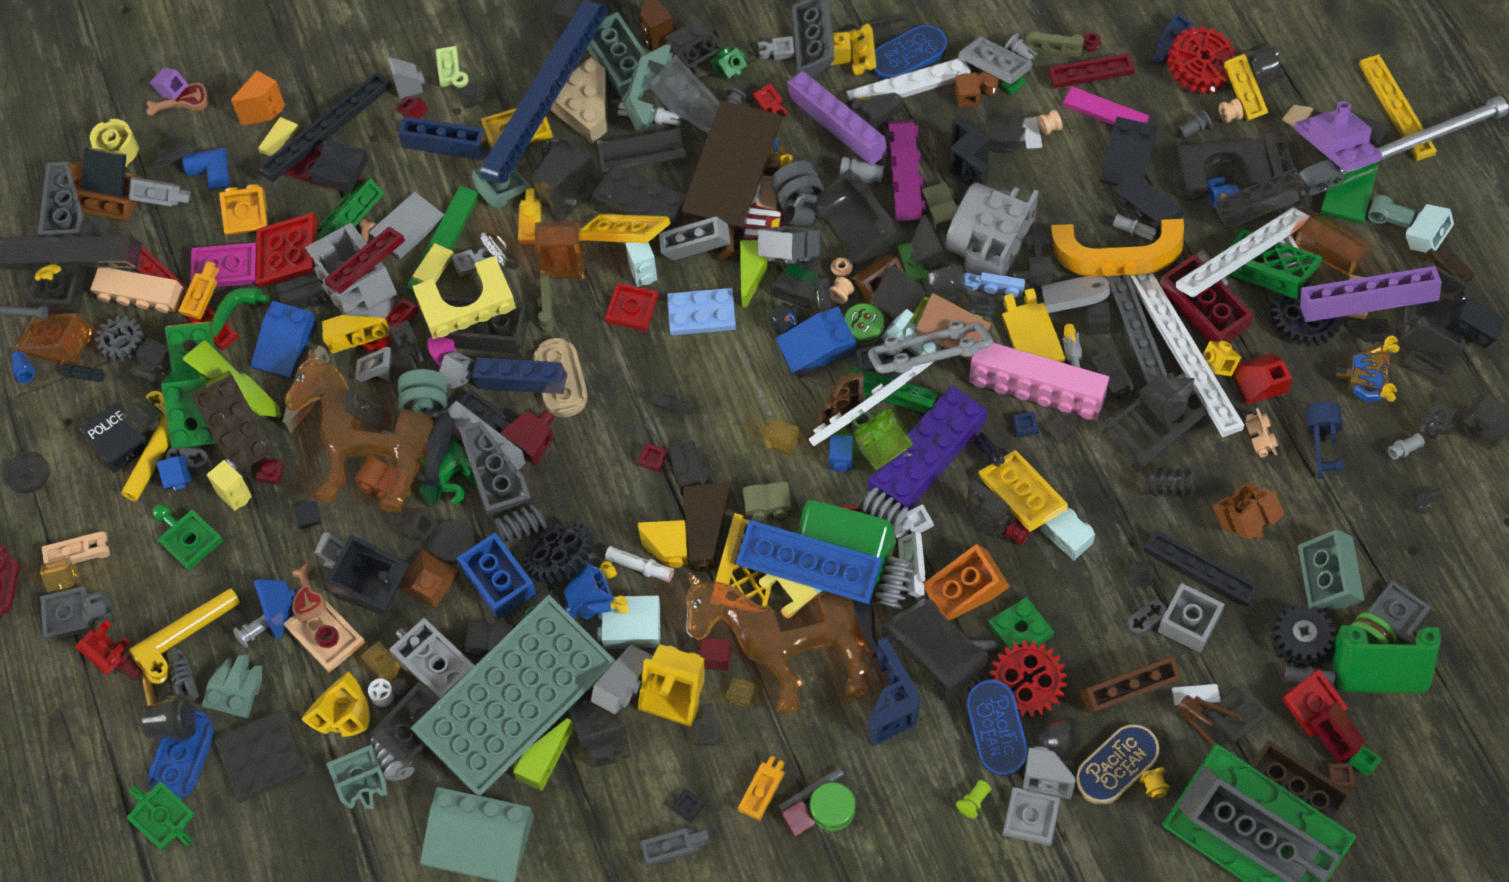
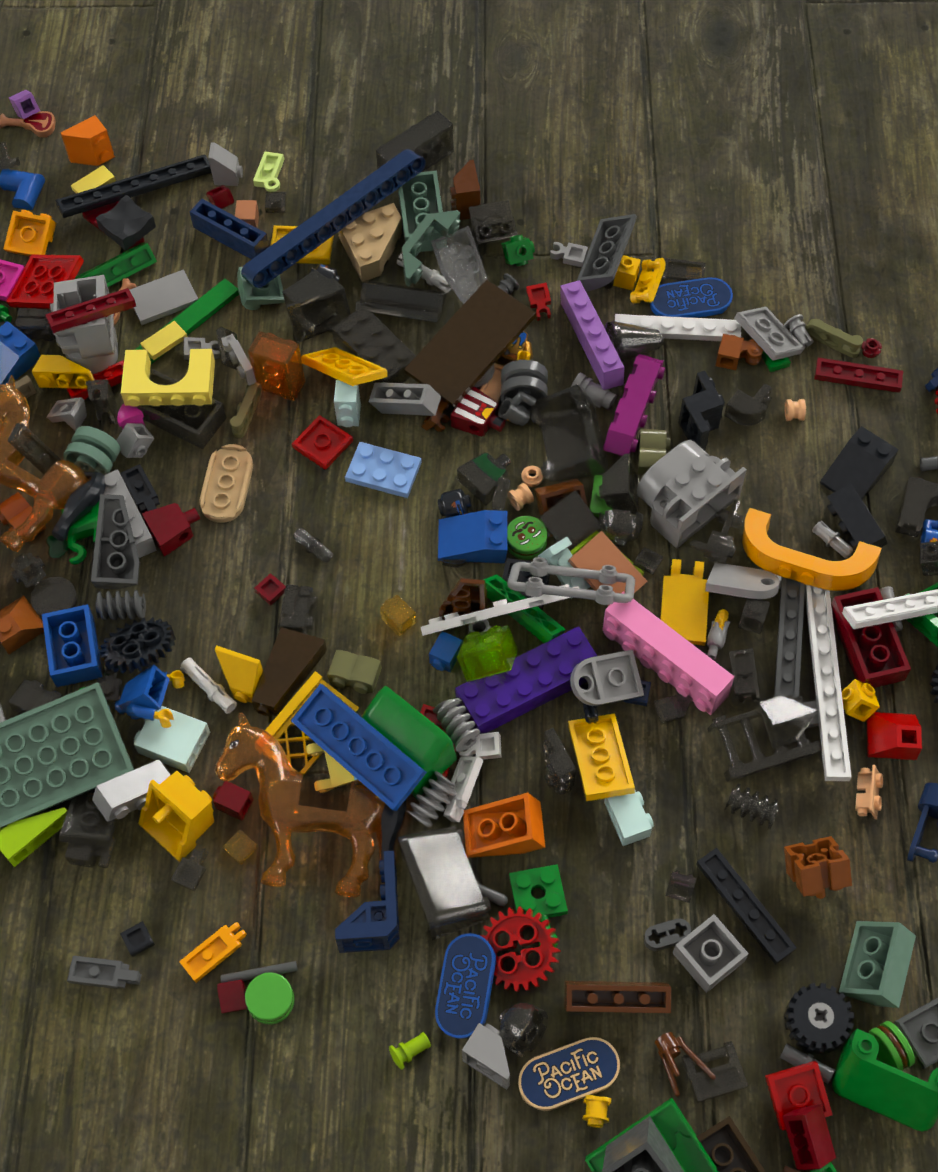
camera: 20 degrees right, 0 degrees up
(450, 113) = (247, 211): none -> nougat brick
(519, 255) = (238, 357): none -> light grey hinge
(520, 375) = (187, 467): dark blue brick -> none
(529, 214) = (276, 321): yellow hinge -> none
(752, 269) = (448, 446): lime slope -> none
(788, 243) = (488, 434): dark grey piece -> none
(995, 284) = (669, 544): light blue hinge -> none
(1000, 419) = (609, 679): none -> light grey tile
(1018, 532) = (577, 796): dark red wheel -> none
(1031, 816) = (458, 1091): light grey tile -> none
(1032, 135) = (774, 414): white sticker -> none
(1099, 107) = (852, 413): dark pink tile -> none
(1206, 692) = (692, 1036): white sticker -> none

